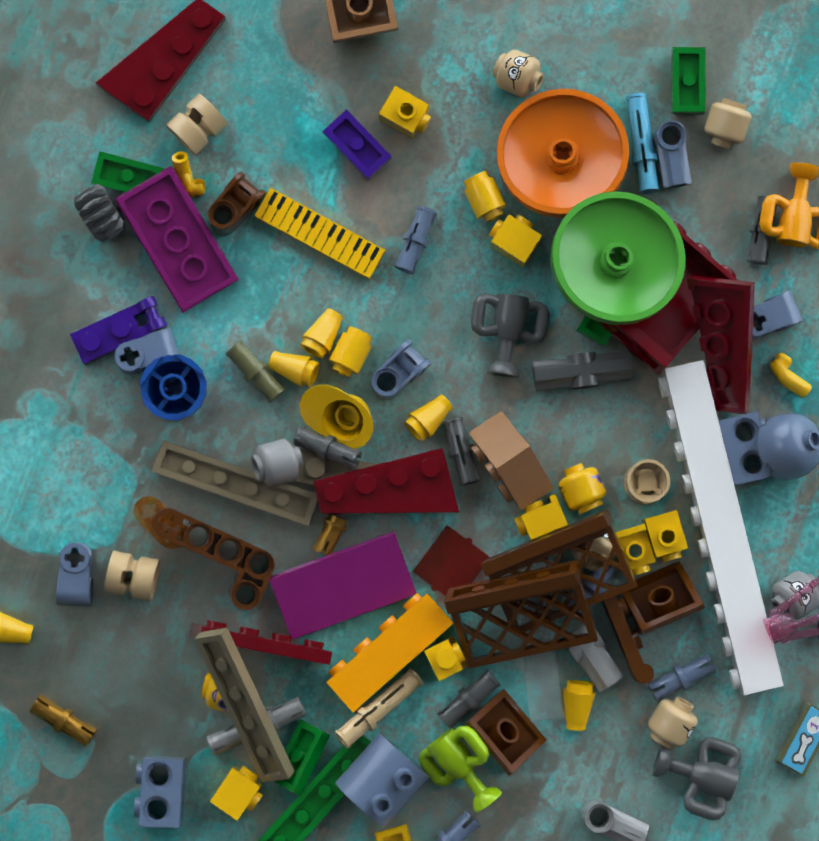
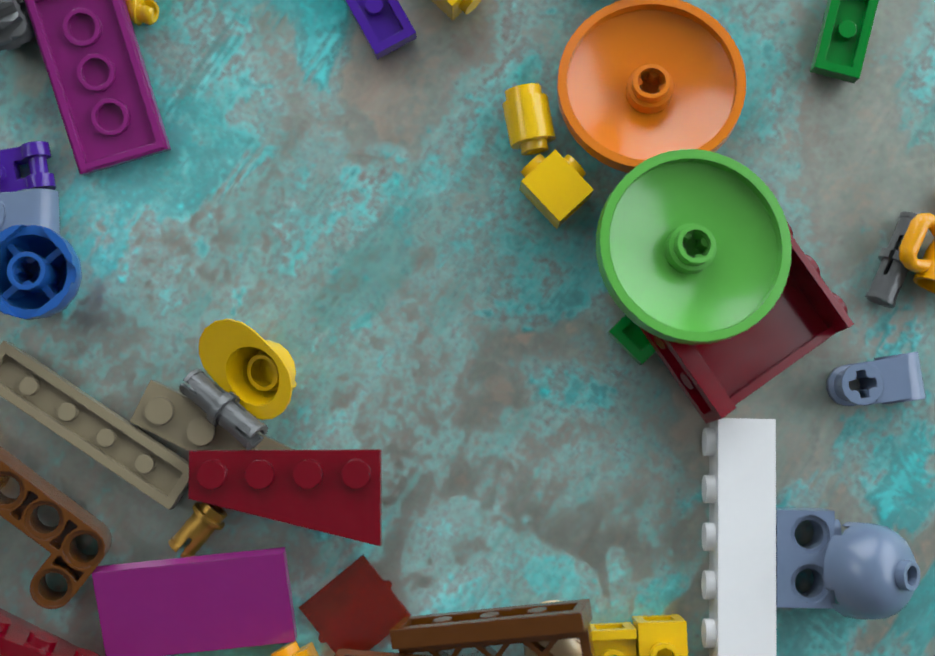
camera: 15 degrees right, 0 degrees up
(236, 202) = (191, 44): reddish brown piece -> none
(255, 371) = (155, 277): olive pin -> none
(276, 462) = (144, 412): light grey head -> none
(296, 368) = (212, 288): yellow cone -> none
(320, 233) = (294, 114): yellow tile -> none
(321, 335) = (259, 251): yellow cone -> none
(351, 352) = (292, 284): yellow brick -> none
(400, 370) = (353, 325): sand blue piece -> none
(415, 240) = (420, 154): sand blue pin -> none
(427, 418) = (374, 401): yellow cone -> none
(466, 473) = (408, 425): dark grey pin -> none
(509, 326) = (517, 303): dark grey piece -> none
(510, 461) = (468, 492): medium nougat brick -> none
(541, 518) = (493, 582): yellow brick -> none
(582, 488) = (561, 554): yellow head -> none
(583, 370) = (604, 390): dark grey piece -> none
(646, 482) = (653, 570): tan wheel -> none
(647, 180) = (766, 50): medium azure pin -> none
(672, 158) = (797, 129): sand blue piece -> none
(726, 332) = (817, 389): dark red wing -> none
(727, 122) = (886, 100): tan head -> none
(786, 377) = (884, 473): yellow arm -> none

